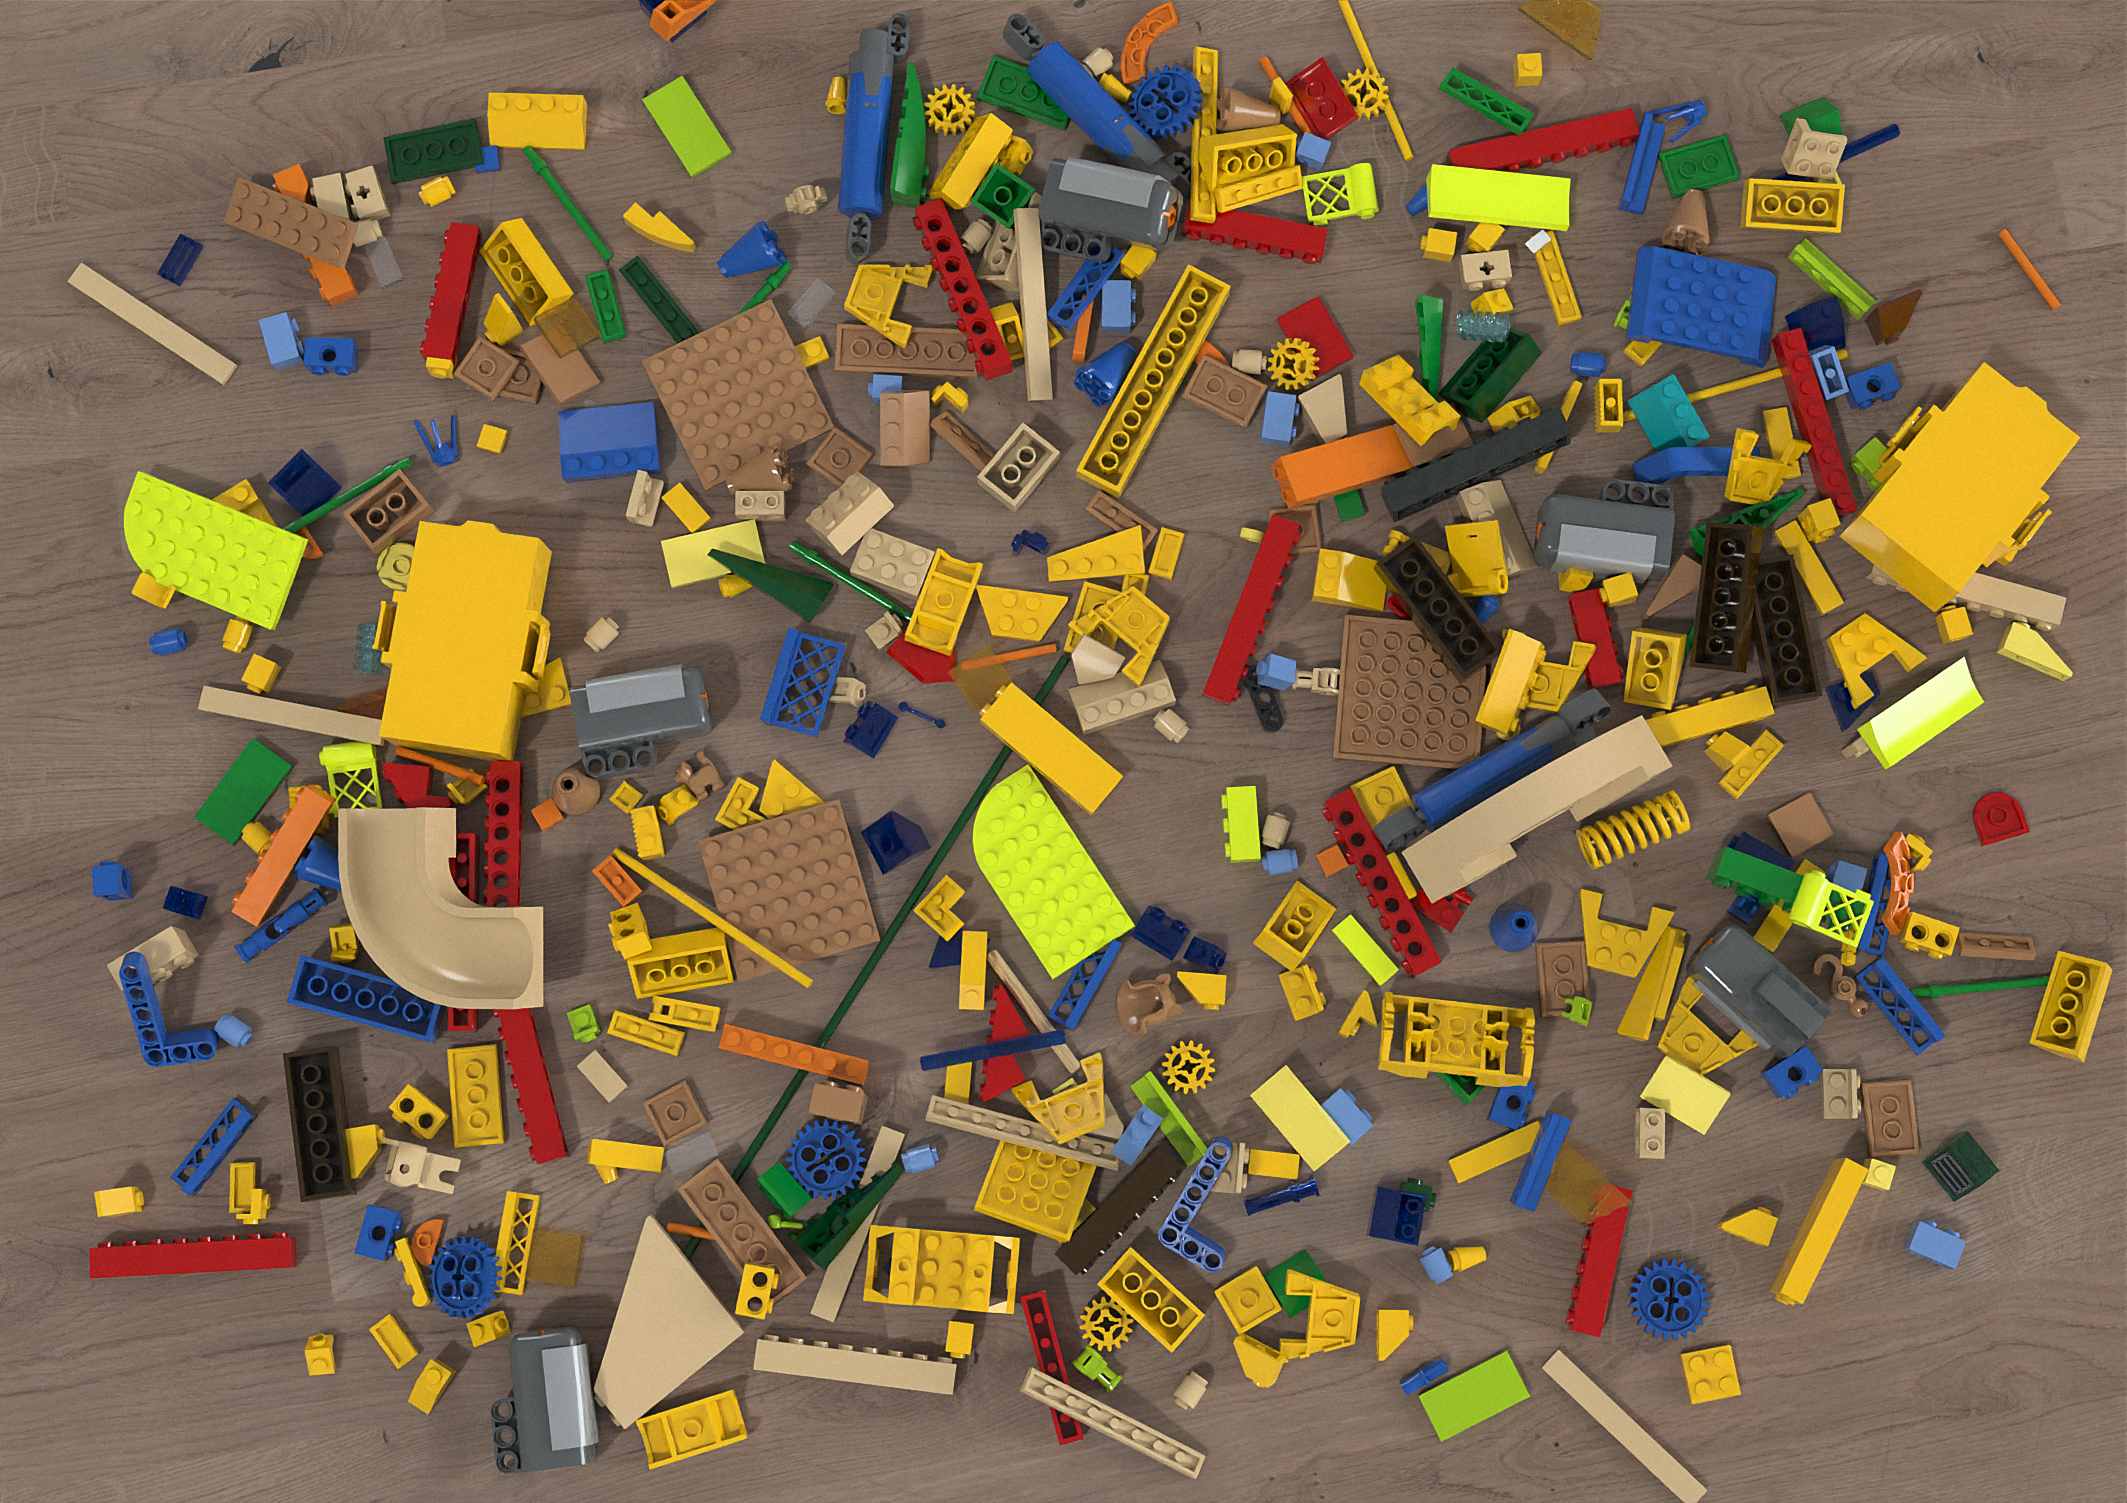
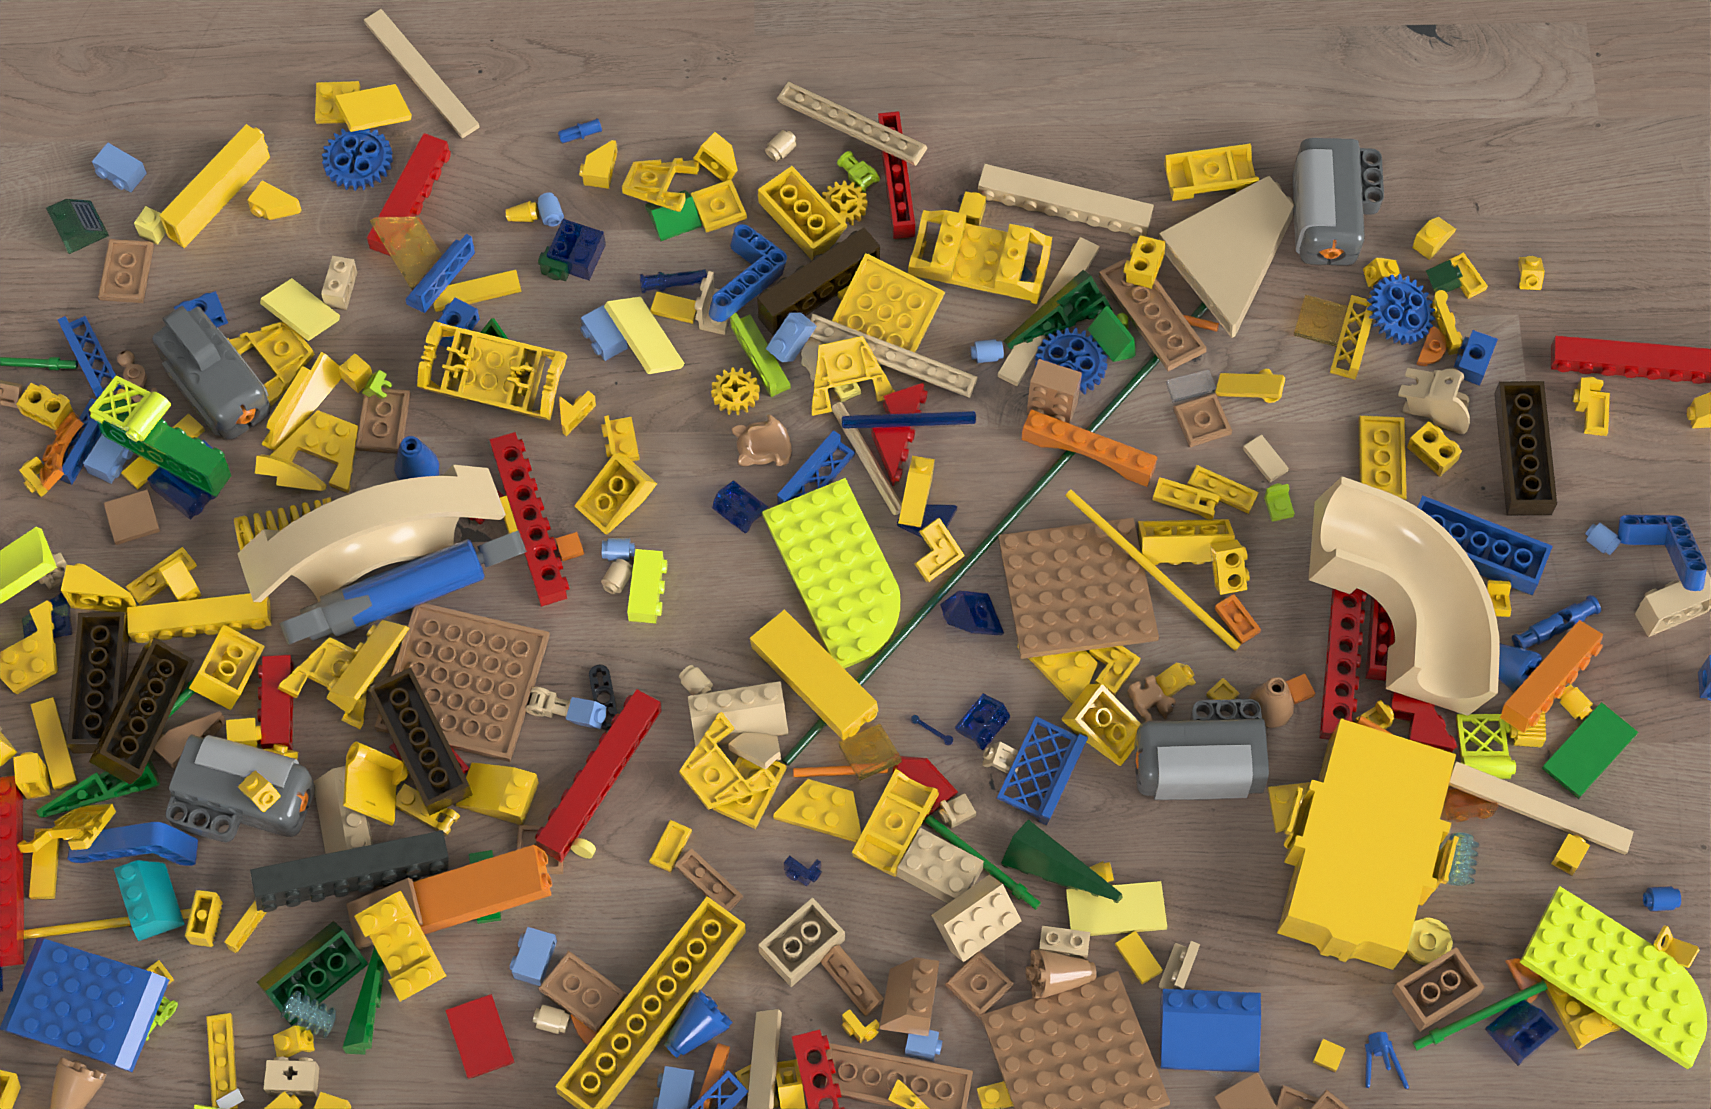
camera: 170 degrees left, 15 degrees down
(185, 902) = (1646, 655): clear blue bracket -> none
(218, 1150) = (1618, 440): blue fence -> none
(237, 635) = (1595, 892): yellow brick -> none
(363, 1148) = (1486, 427): yellow slope -> none
(417, 1327) = (1445, 276): none -> dark green brick
(533, 1085) = (1325, 437): red brick -> none
(601, 634) = (1233, 845): tan brick -> none
(647, 833) = (1205, 654): yellow brick -> none
(745, 742) = (1104, 721): none -> yellow slope
(958, 1082) = (944, 402): yellow tile -> none
(1105, 557) = (736, 845): yellow wing -> none
(1139, 581) = (706, 820): yellow tile -> none
(1204, 988) = (708, 453): yellow slope -> none
(1205, 955) = (702, 481): clear blue bracket -> none
(1283, 361) = (507, 1007): yellow gear -> none
(1325, 410) = (484, 957): tan slope -> none
(1365, 950) = (556, 467): neon yellow tile -> none
(1381, 795) = (511, 591): yellow plate -> none
(1473, 1396) = (541, 112): lime tile -> none
(1485, 607) = (379, 742): blue cone -> none
(1513, 412) = (298, 924): yellow slope -> none
(1584, 514) = (259, 791): none -> yellow bracket
(1587, 364) = (213, 966): blue brick -> none
(1604, 1025) = (355, 372): none -> yellow brick
(1646, 893) = (288, 473): none -> yellow slope
(1666, 1366) = (373, 107): none -> yellow tile
(1813, 728) = (92, 591): none -> yellow slope
(1840, 1094) = (163, 293): tan bracket -> none

